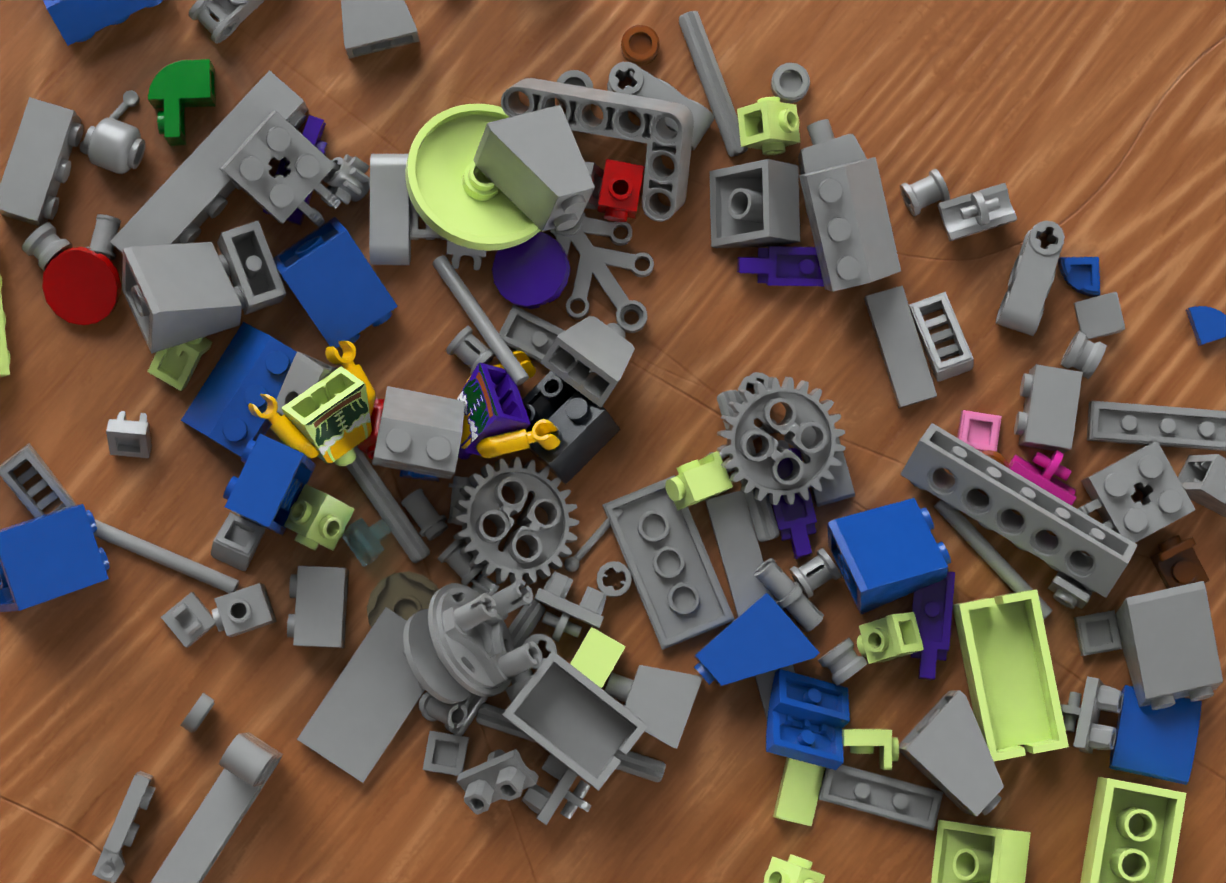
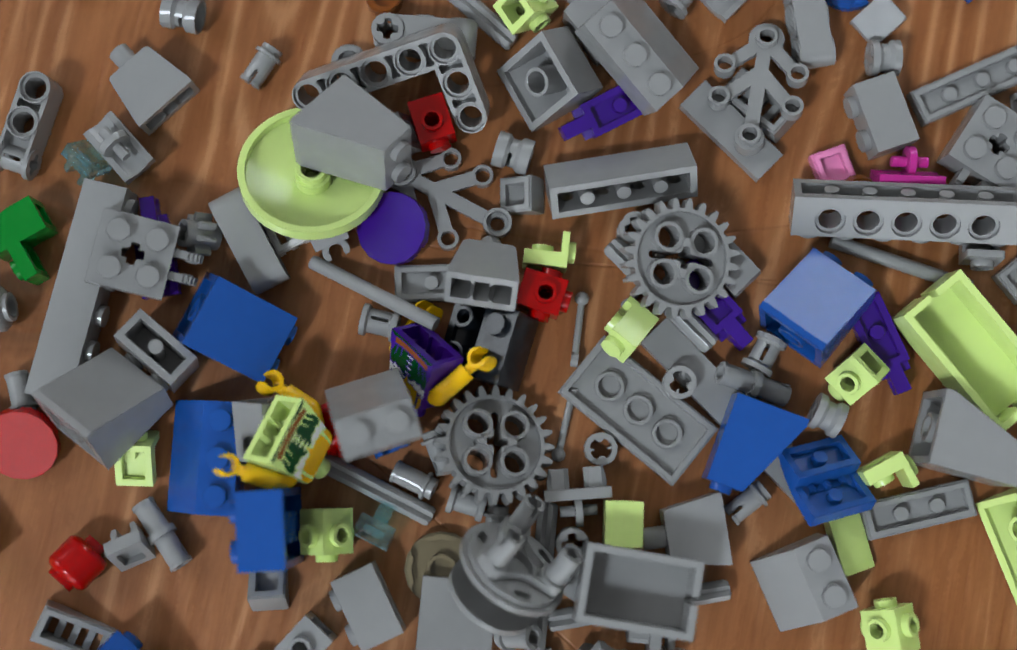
camera: 20 degrees left, 0 degrees up
(75, 423) = (77, 562): none -> red head
(165, 439) = (161, 534): none -> light grey pin
(165, 557) = (214, 633): light grey bar -> none
(280, 52) = (84, 159): none -> clear light blue tile
(316, 58) = (119, 148): none -> light grey hips
(492, 46) = (262, 64): none -> light grey pin
(635, 391) = (536, 282): none -> red brick
(657, 373) = (544, 256): none -> yellowish green bracket
(670, 302) = (522, 195): none -> light grey slope
(672, 430) = (581, 299): none -> light grey hinge
(682, 258) = (513, 153): none -> light grey wheel
(723, 702) = (749, 500): none -> light grey pin
(728, 565) = (690, 386): none -> light grey bush
(734, 803) = (804, 583): none -> light grey slope
(768, 338) = (620, 180): none -> light grey brick
(951, 313) = (758, 81): none -> light grey plant

